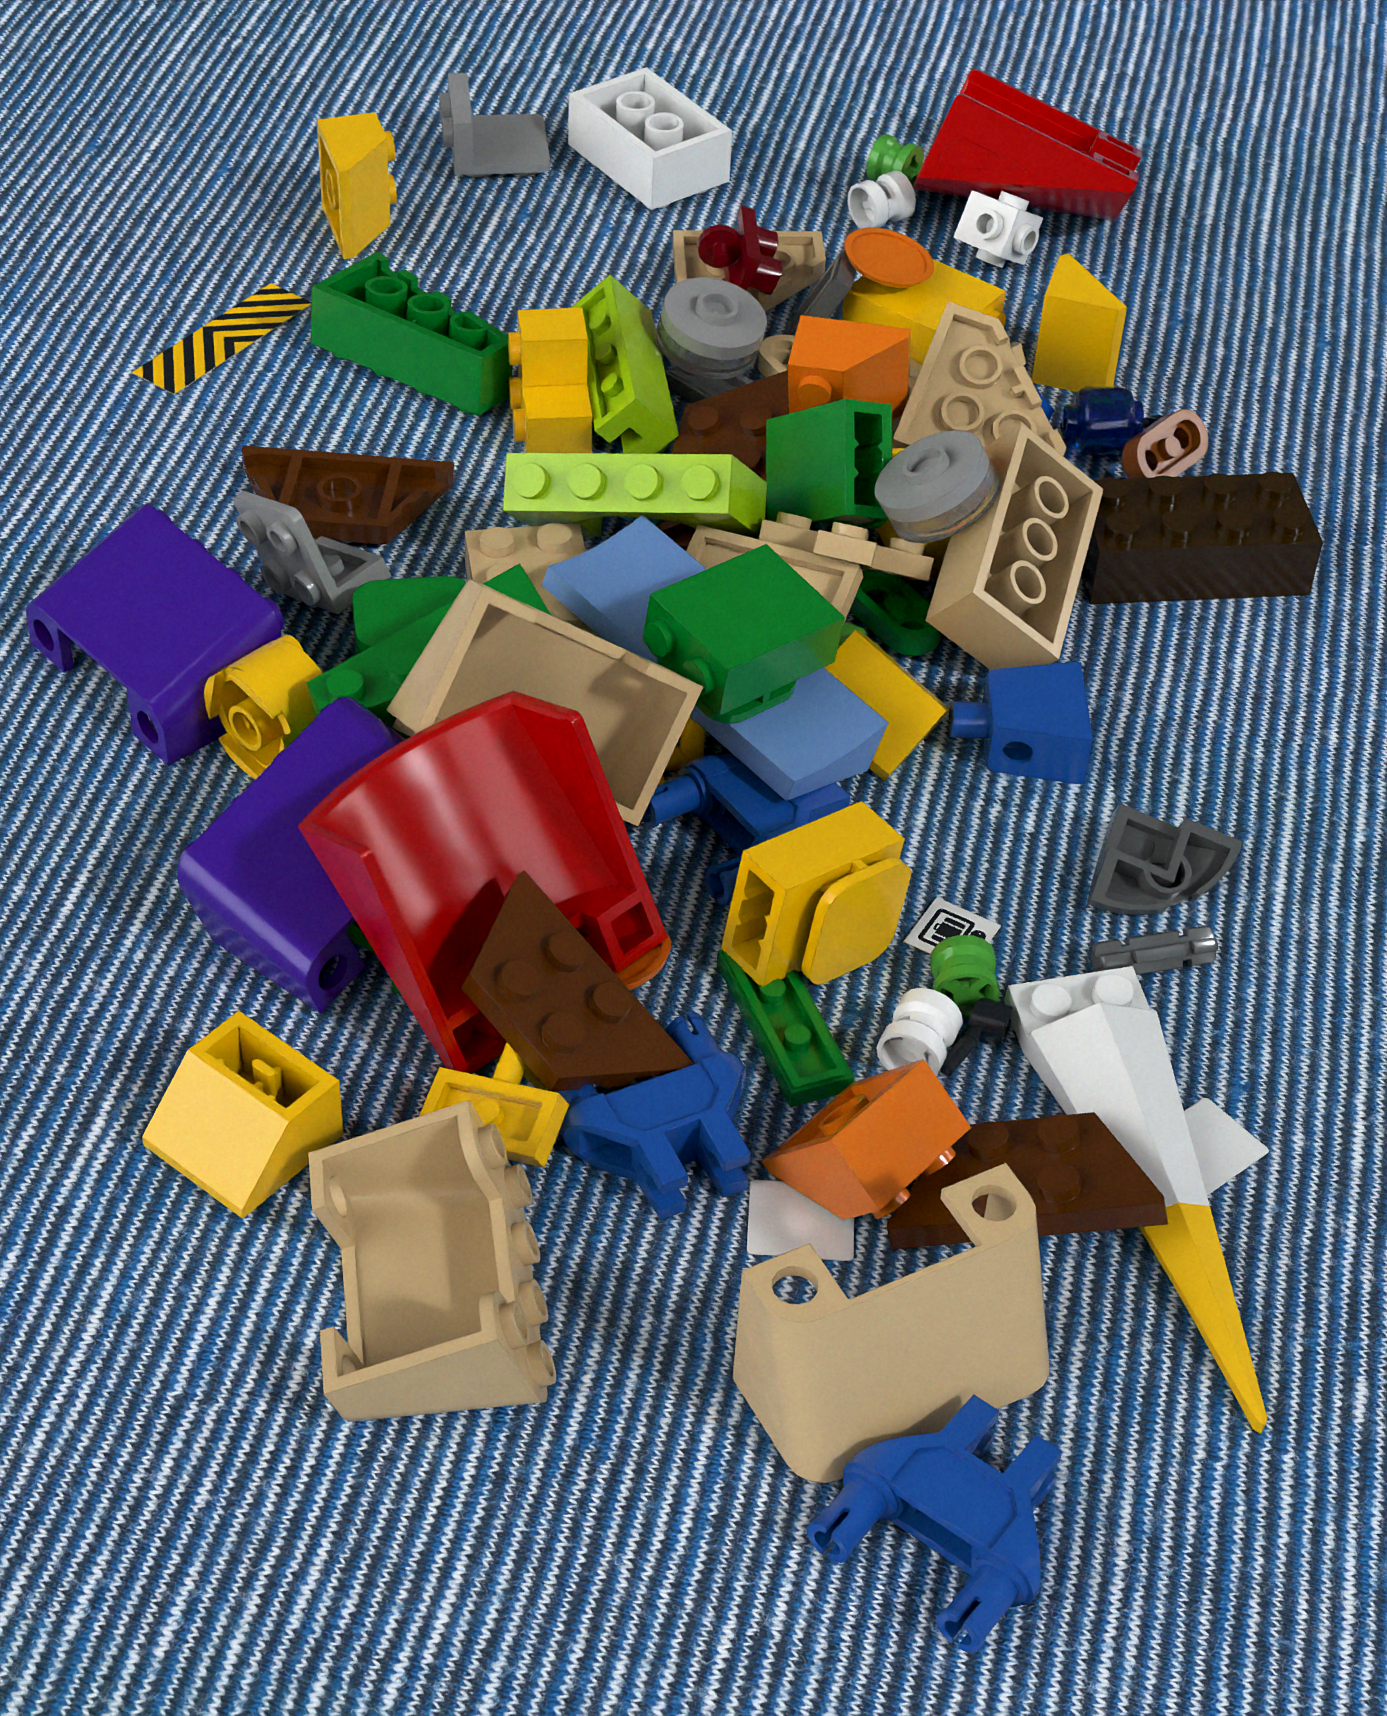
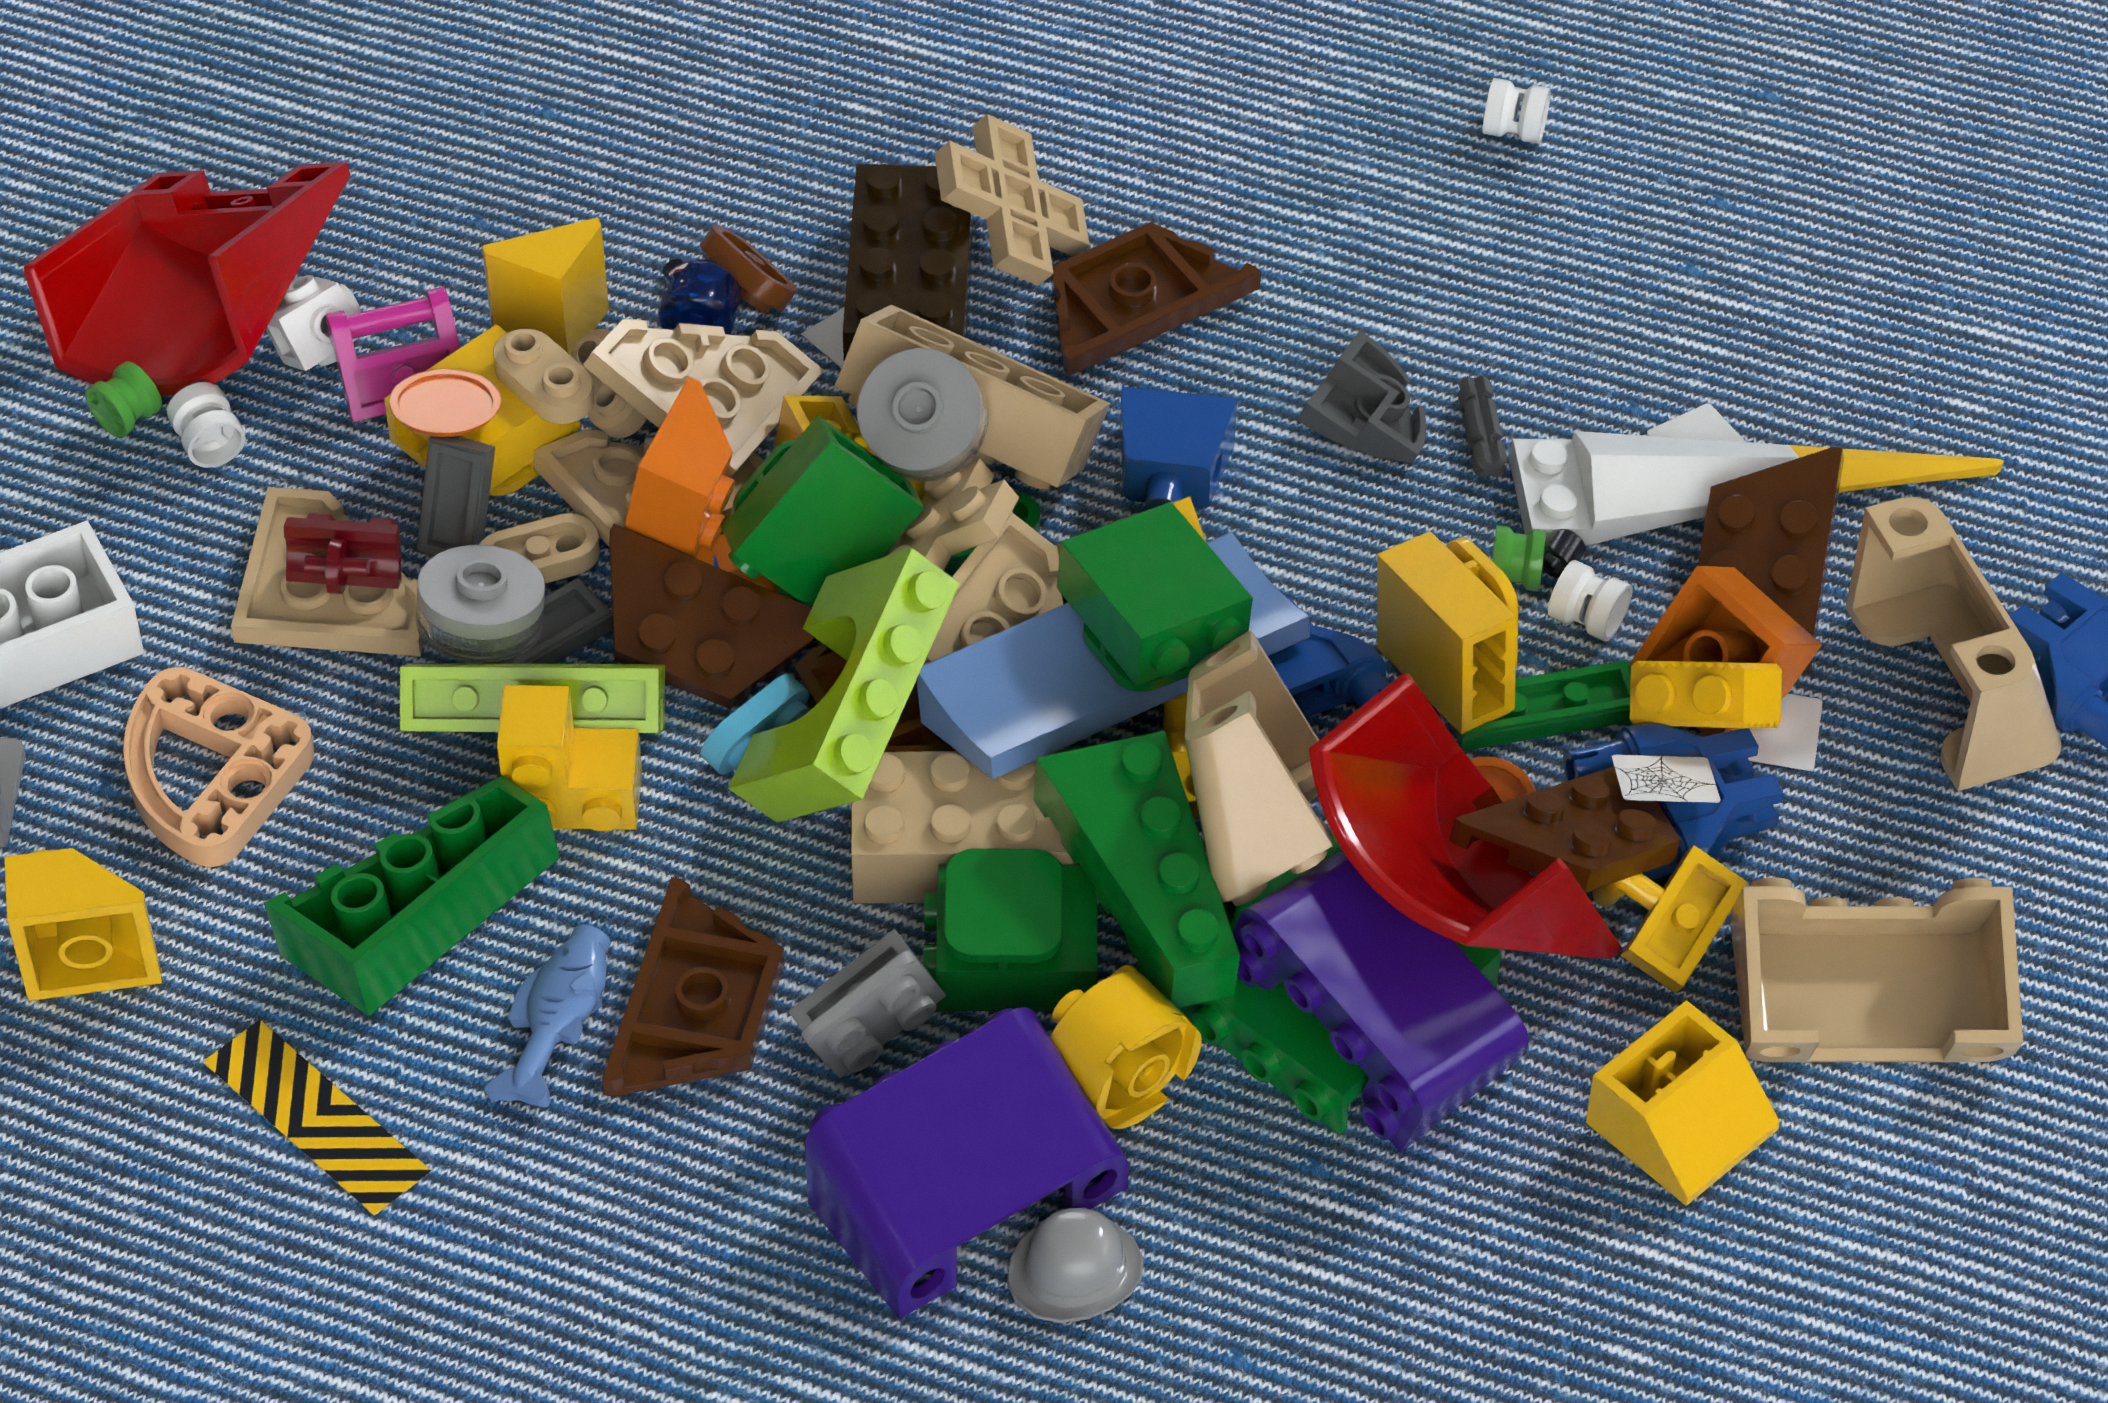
camera: 80 degrees left, 5 degrees up
(74, 728) = (1074, 1266): none -> light grey hat
(324, 428) = (554, 1005): none -> medium blue animal
(494, 256) = (249, 754): none -> light nougat beam
(645, 1068) = (1665, 778): none -> white sticker
(776, 1103) = (1706, 694): none -> yellow brick
(926, 311) = (533, 369): none -> tan plate
(977, 224) = (375, 374): none -> dark pink plate
(1238, 689) = (1138, 291): none -> reddish brown wing
(1291, 570) = (1019, 209): none -> tan plate

